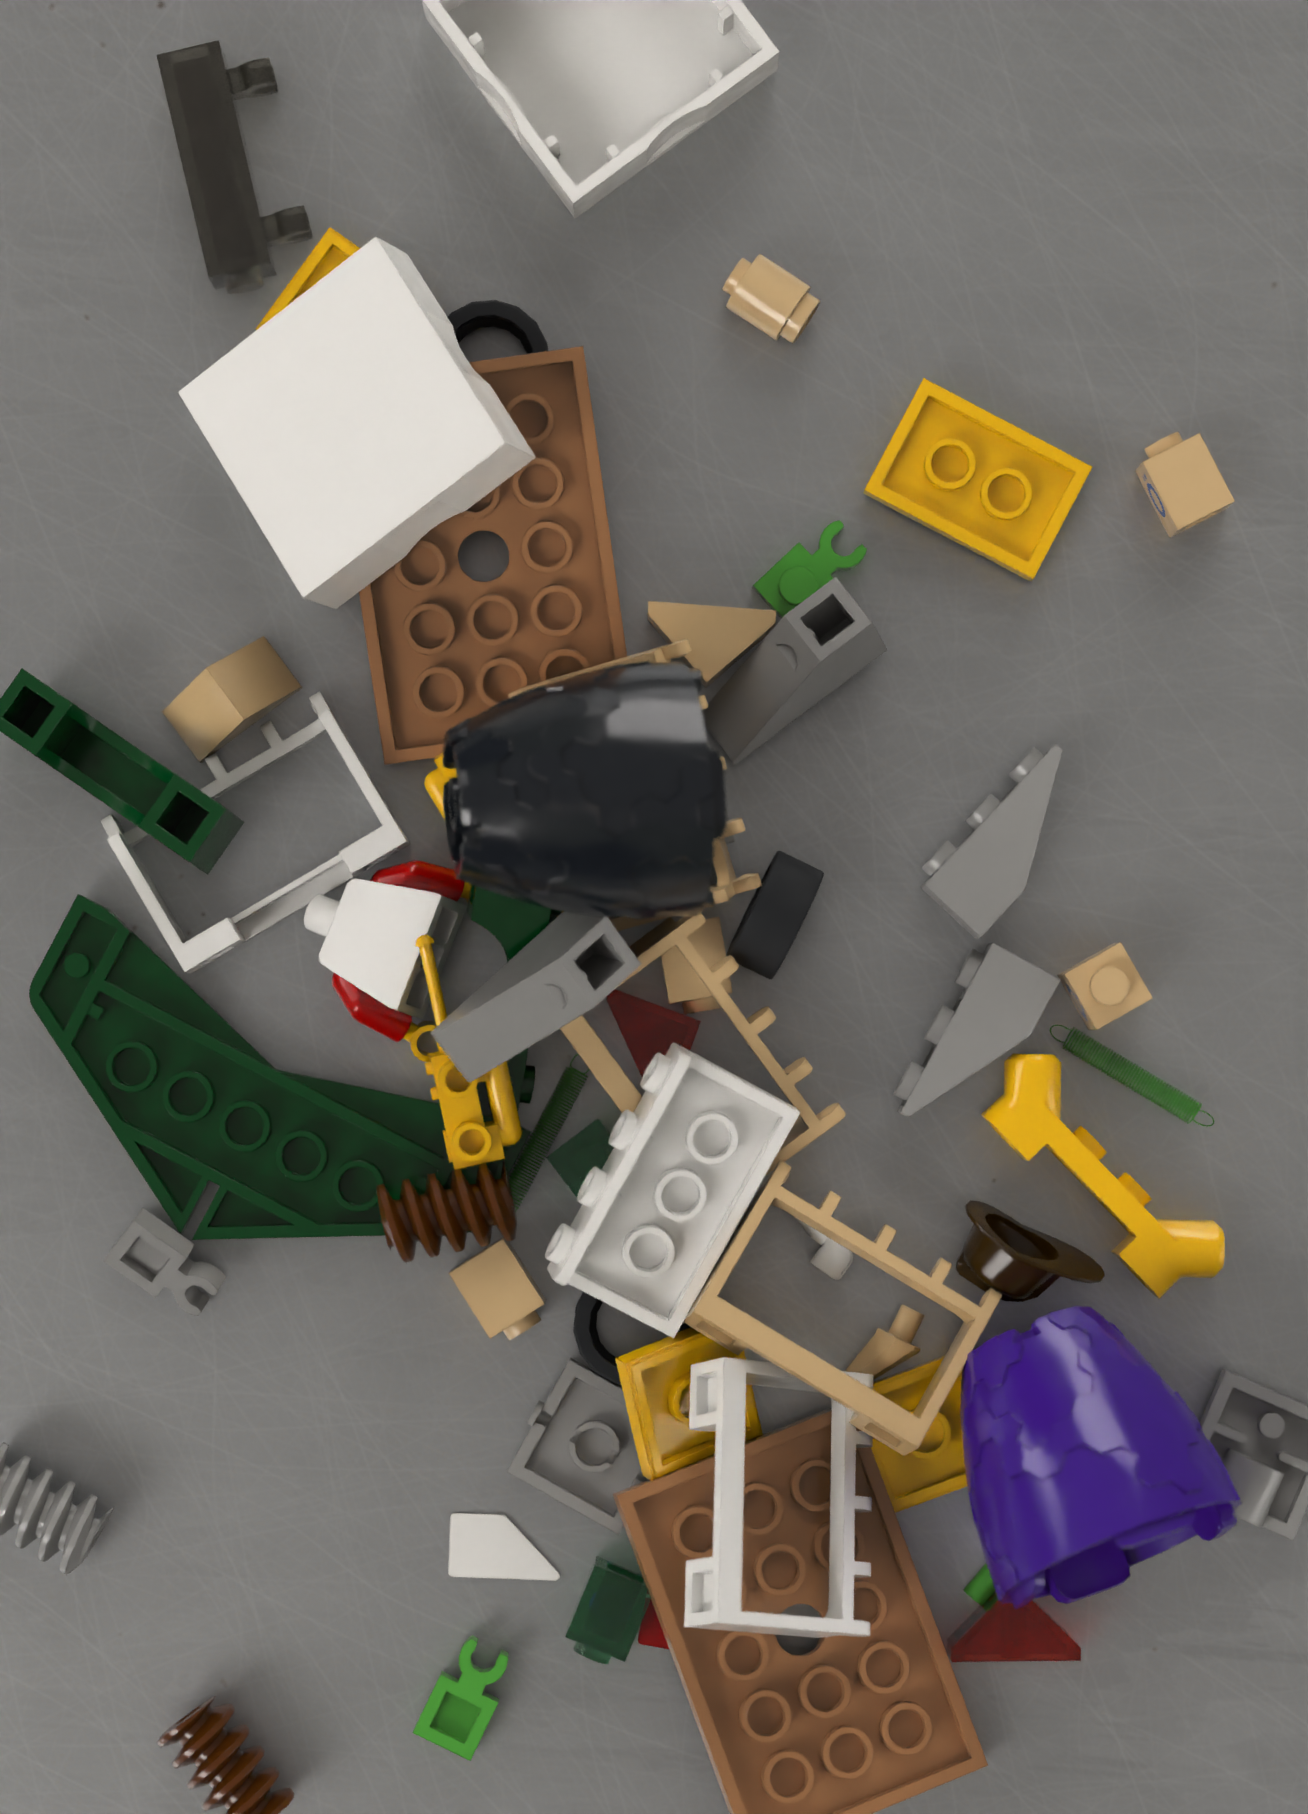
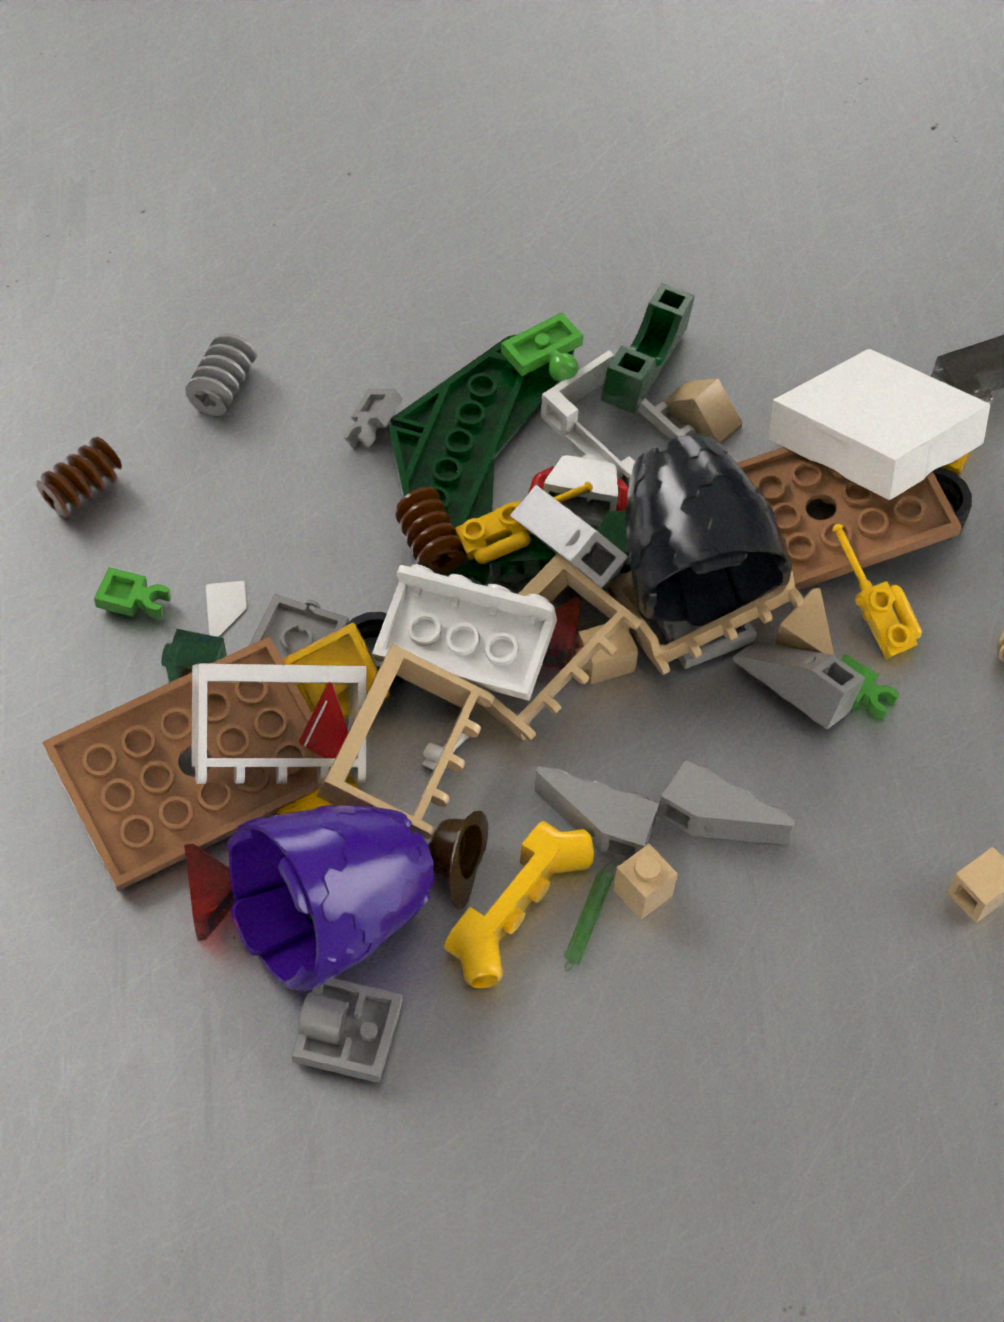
camera: 75 degrees right, 30 degrees down
(79, 949) = (545, 344): none -> bright green plate
(499, 1290) = (377, 575): tan brick -> none
(682, 513) = (877, 608): none -> yellow piece
(775, 914) = (646, 681): black tyre -> none
(793, 1427) = (326, 726): none -> red sticker
(891, 1347) = (387, 794): tan bar -> none
(977, 480) = (948, 767): yellow plate -> none

